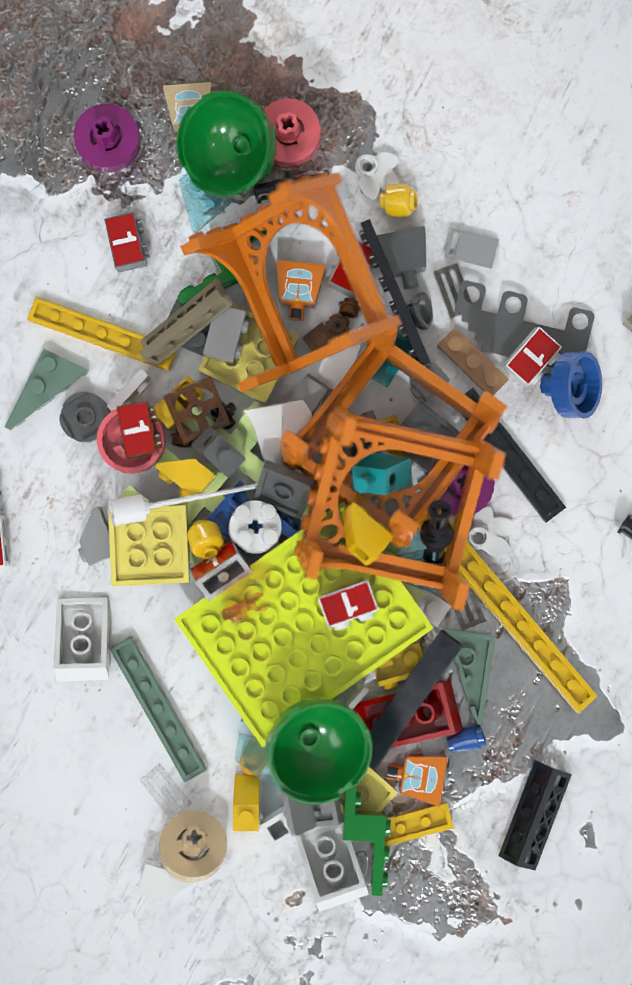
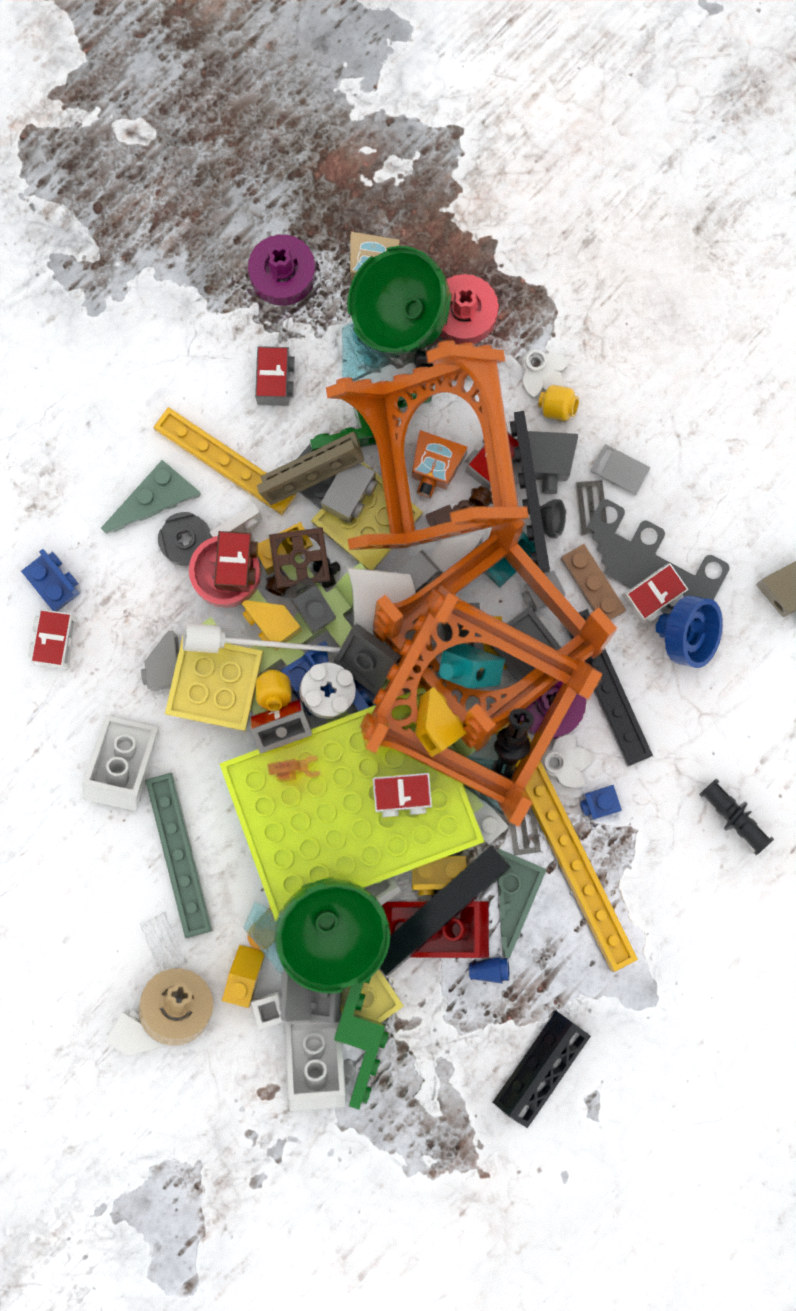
camera: 10 degrees right, 5 degrees down
(419, 823) = (418, 1045): yellow plate -> none
(420, 776) = (432, 996): orange torso -> none
(528, 563) = (600, 803): none -> blue bracket

